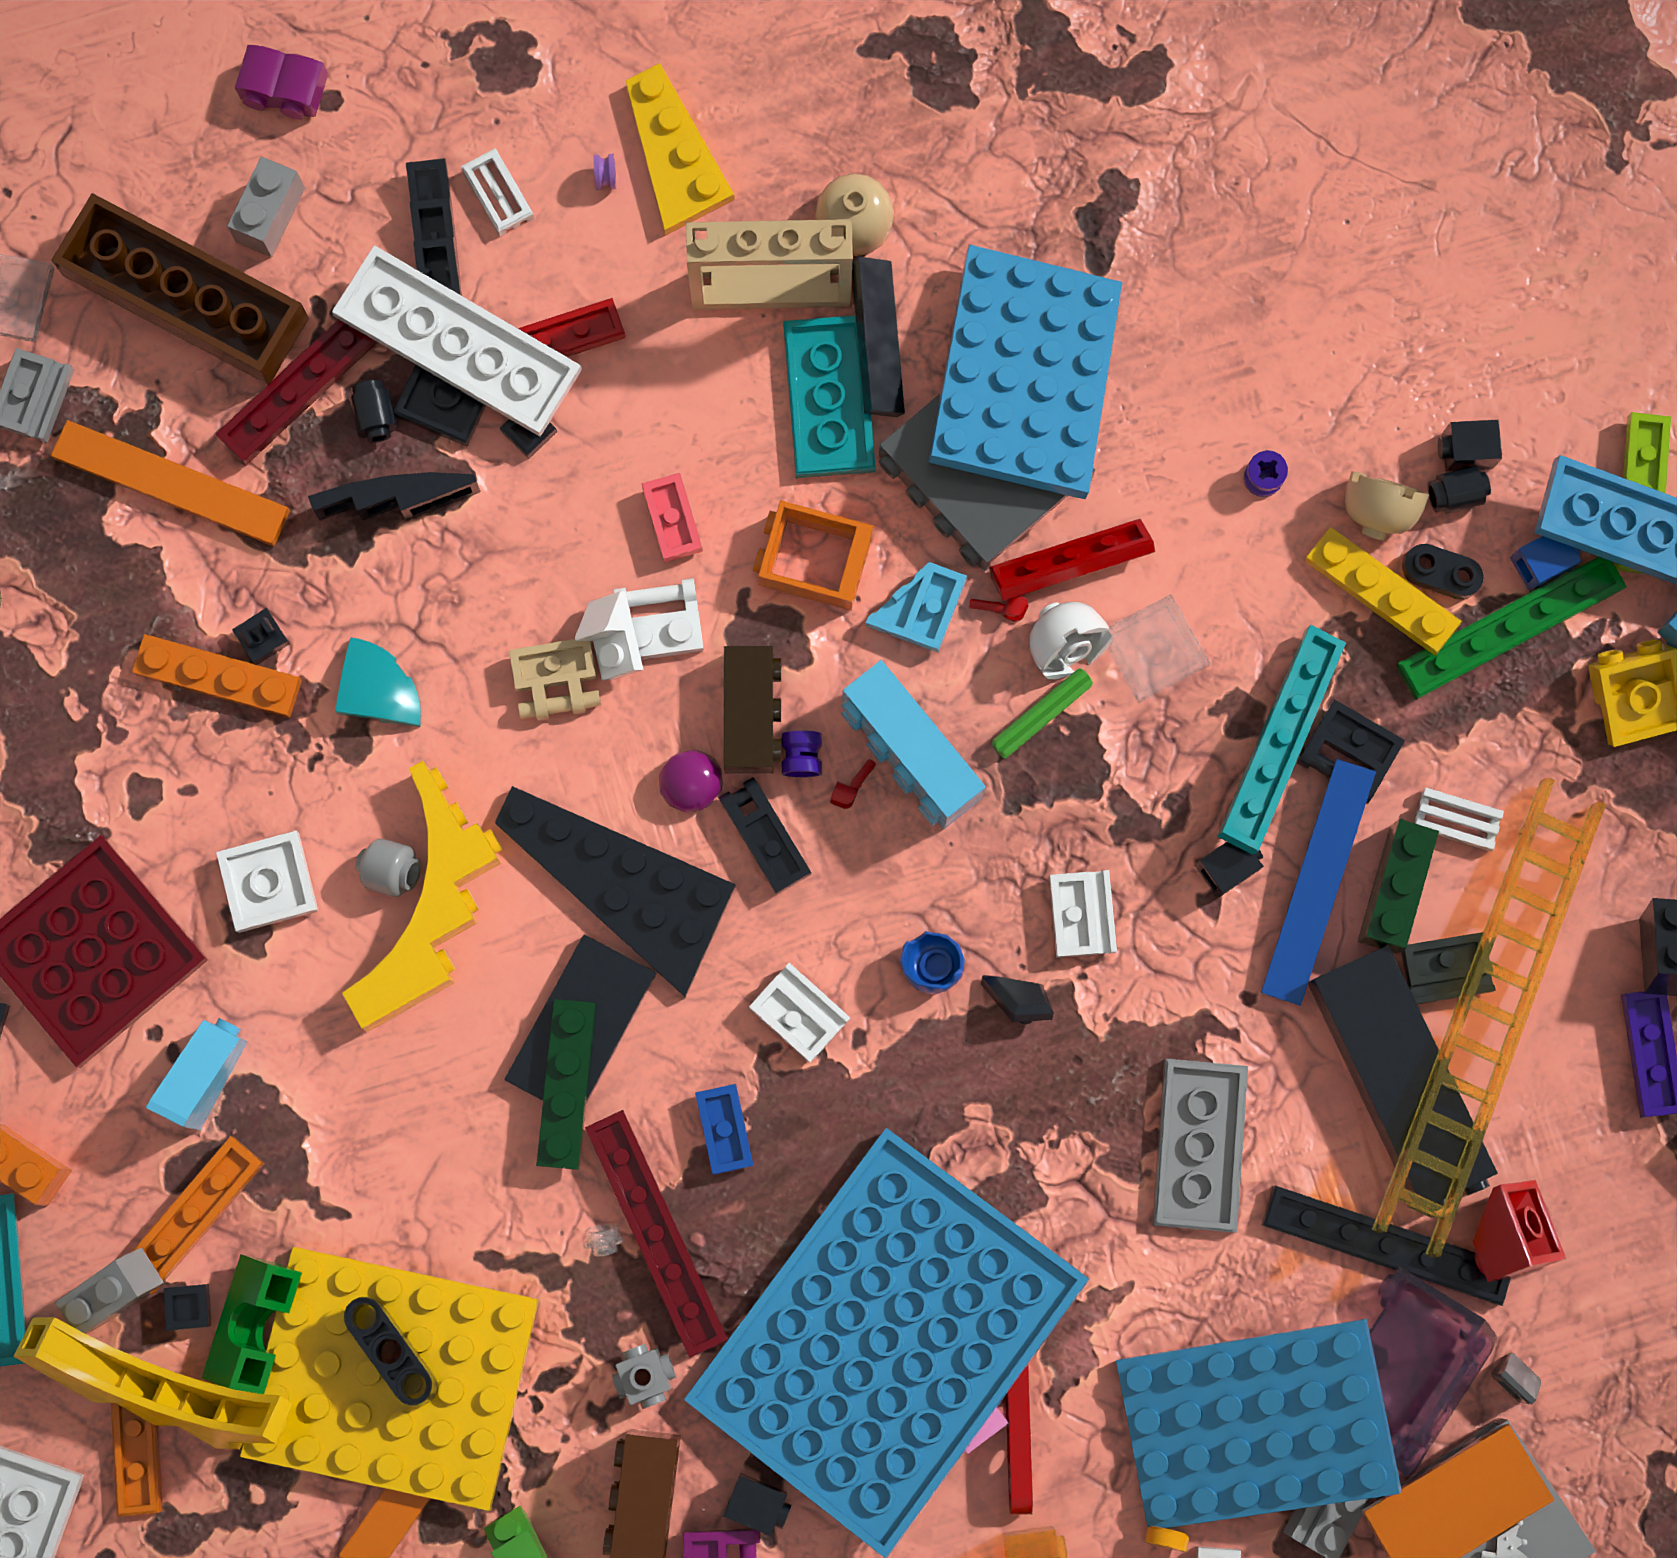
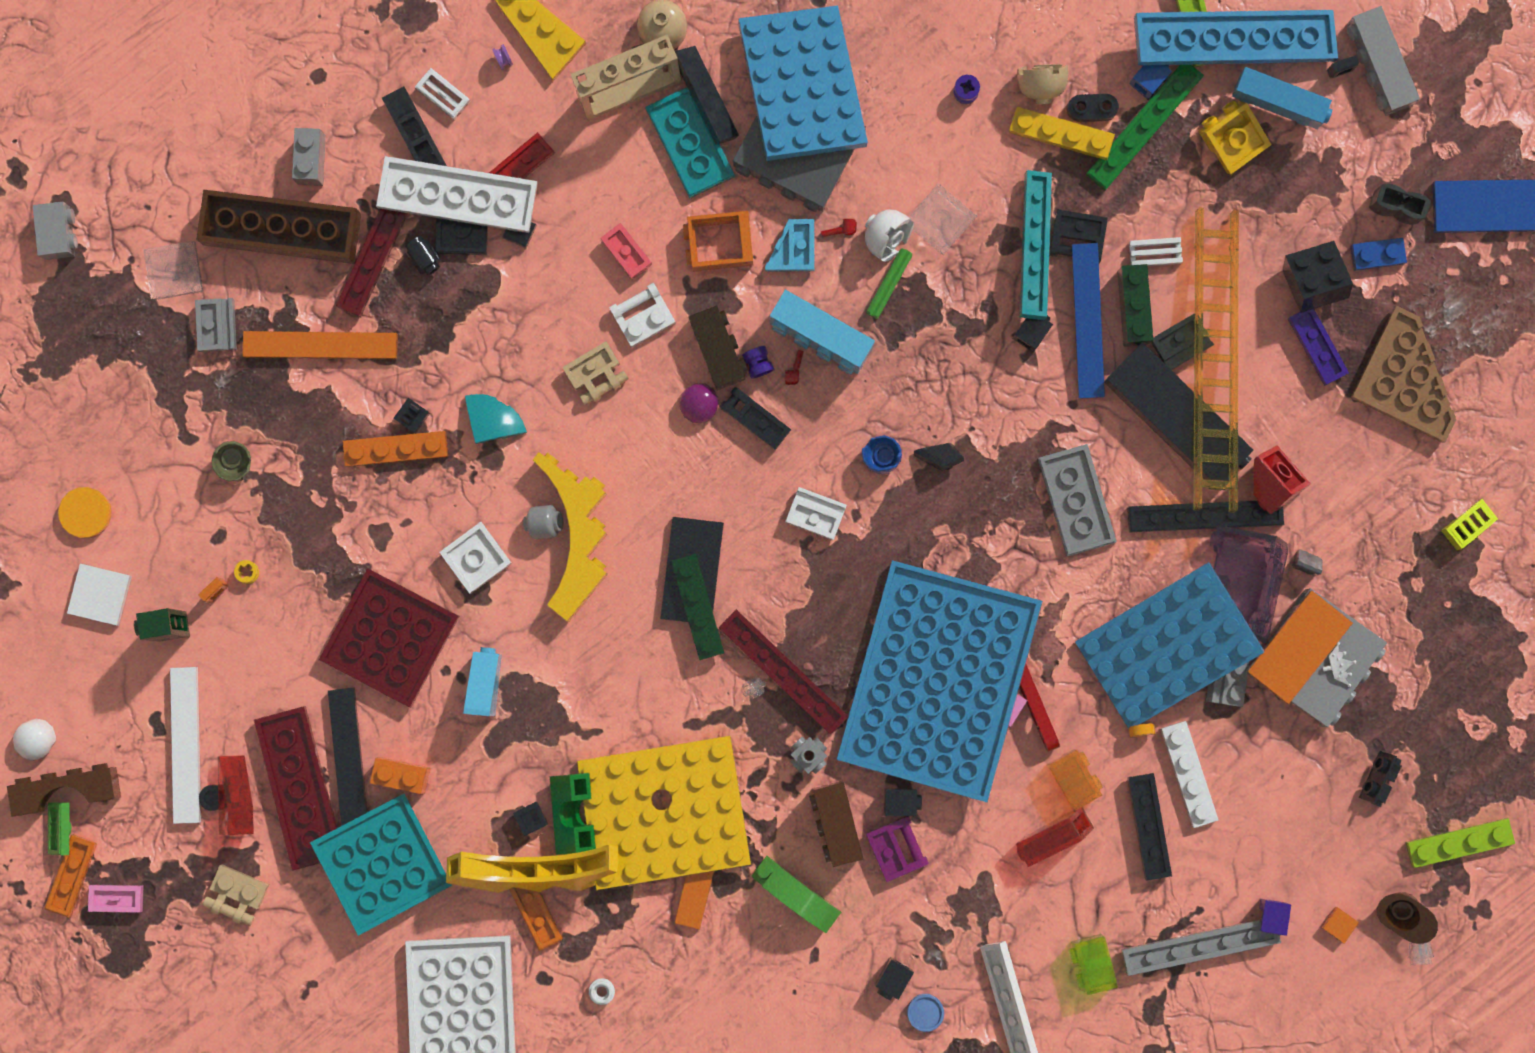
camera: 15 degrees left, 5 degrees up
(109, 1291) = (484, 826): light grey brick -> none
(199, 1206) = (511, 765): orange plate -> none
(281, 82) = (285, 76): magenta brick -> none
(374, 1338) = (647, 792): black beam -> none
(411, 492) = (464, 296): black slope -> none
(611, 629) = (617, 331): white slope -> none
(638, 892) = (693, 479): black wing -> none
(724, 1129) = (798, 597): blue plate -> none
(1071, 559) = (872, 185): red tile -> none
(1082, 914) = (958, 392): white plate -> none
(1459, 490) = (1084, 55): black brick -> none
(1470, 444) = (1081, 25): black brick -> none

